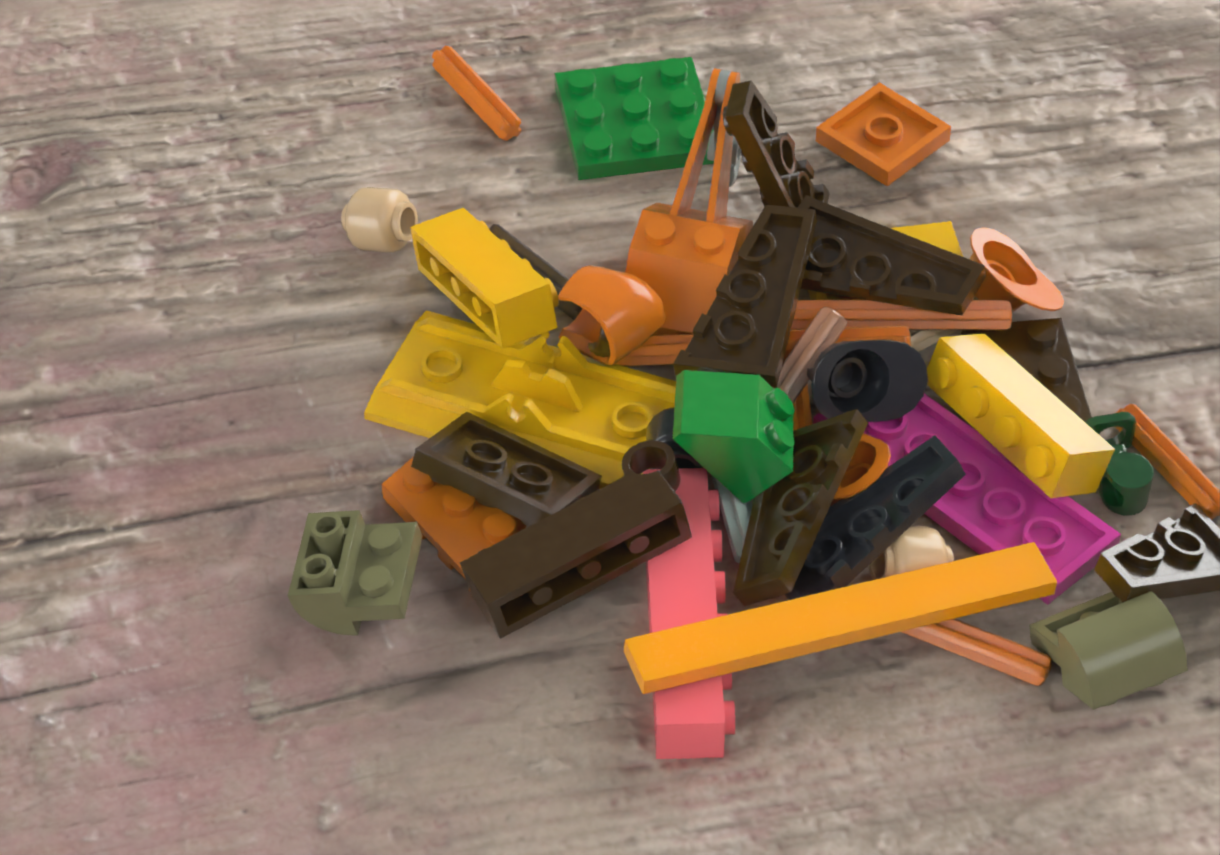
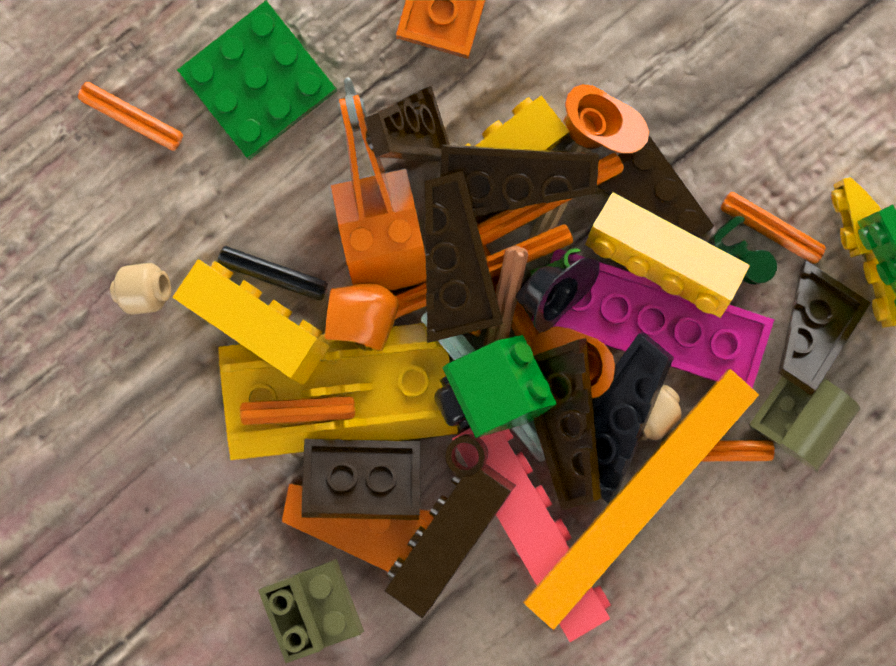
camera: 25 degrees left, 40 degrees up
(475, 376) = (297, 410): none -> orange axle

